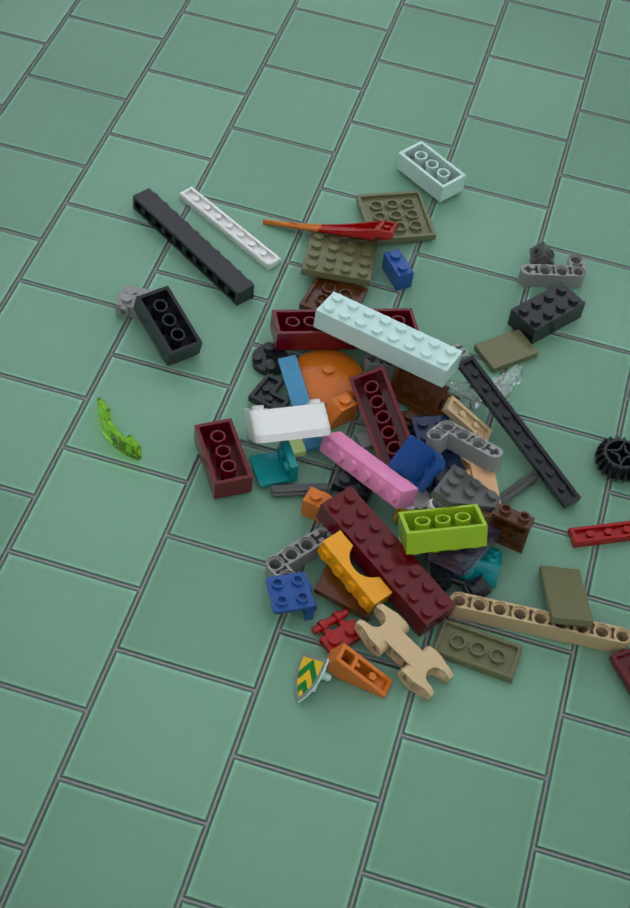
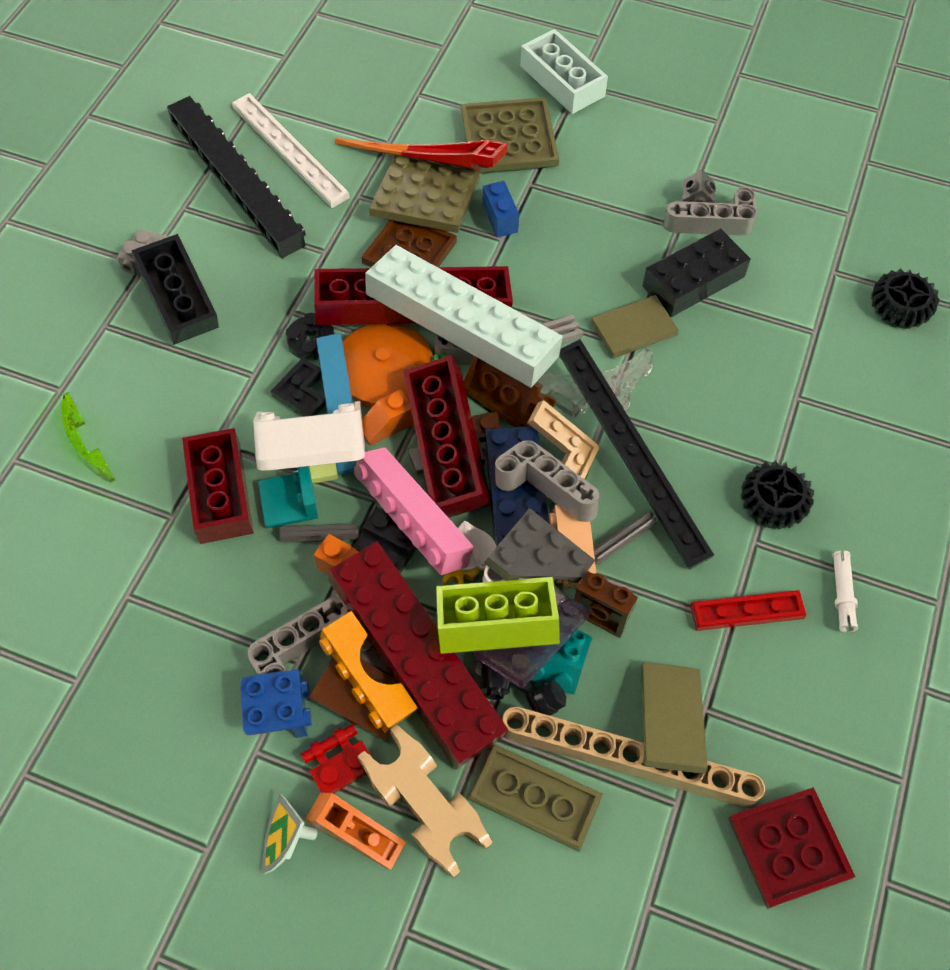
camera: 10 degrees right, 10 degrees up
(417, 462) = (480, 504): blue bracket -> none

